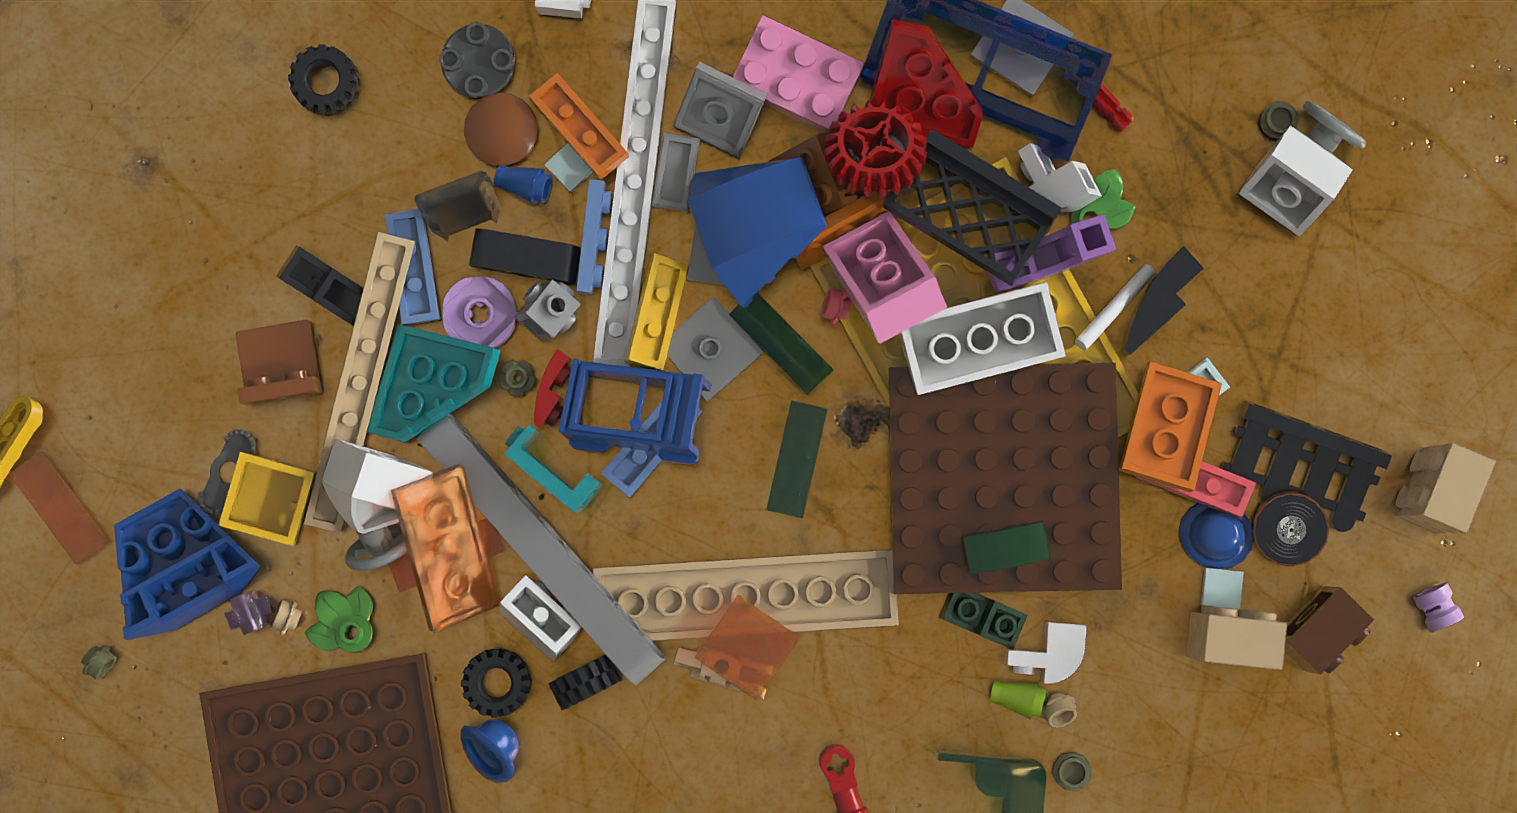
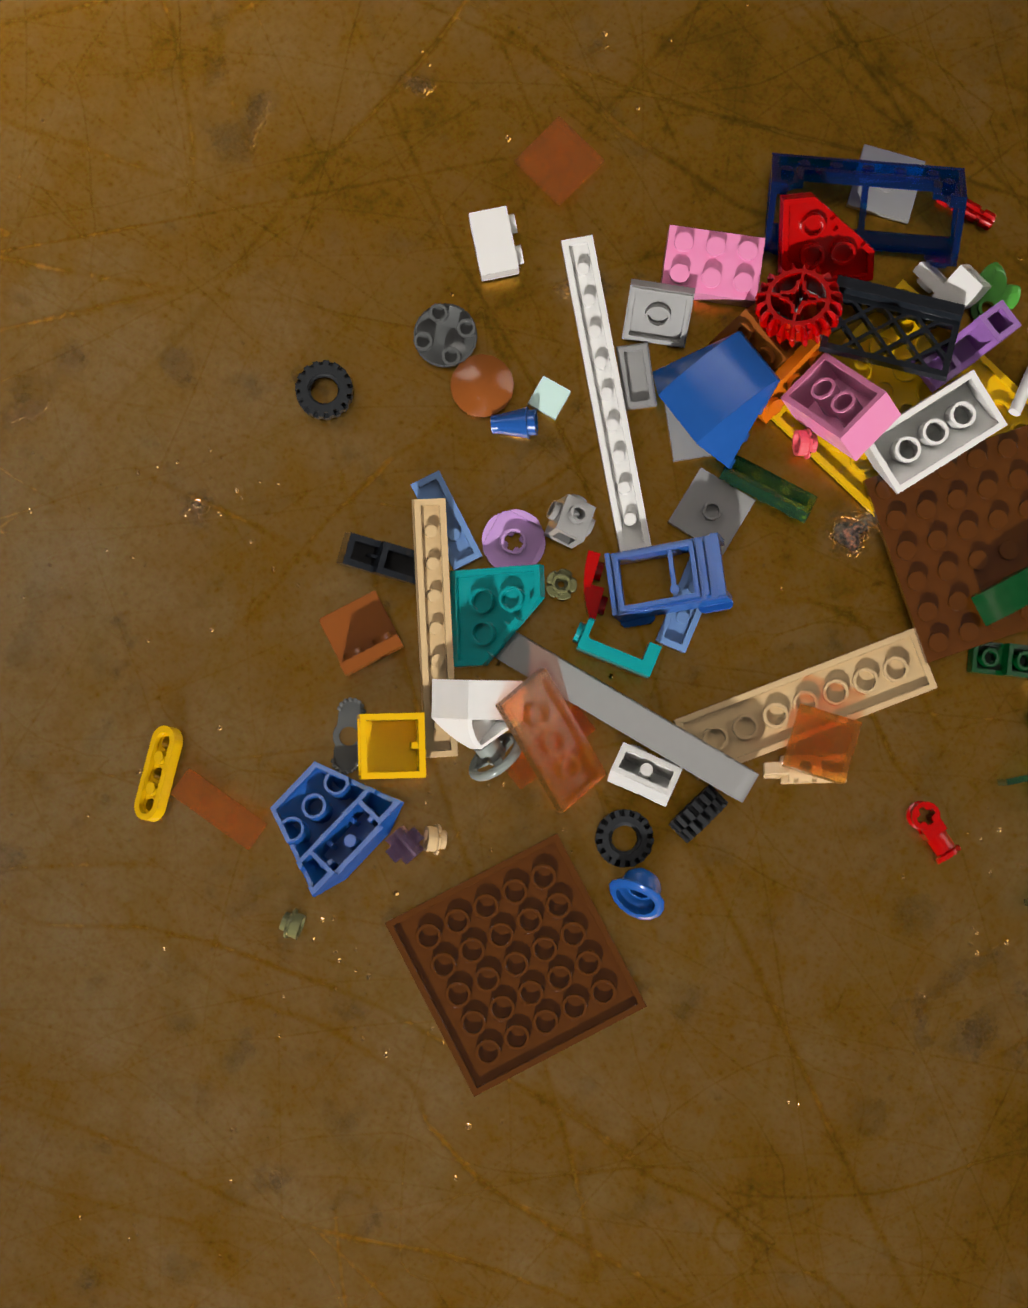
camera: 20 degrees left, 0 degrees up
(337, 617) = (478, 824): bright green plate -> none
(459, 204) = (470, 457): clear smoke slope -> none
(524, 256) = (535, 483): black beam -> none
(578, 126) = (546, 363): orange plate -> none
(594, 238) = (588, 450): medium blue plate -> none
(656, 312) = (659, 495): yellow plate -> none
(796, 459) = (810, 579): clear green plate -> none

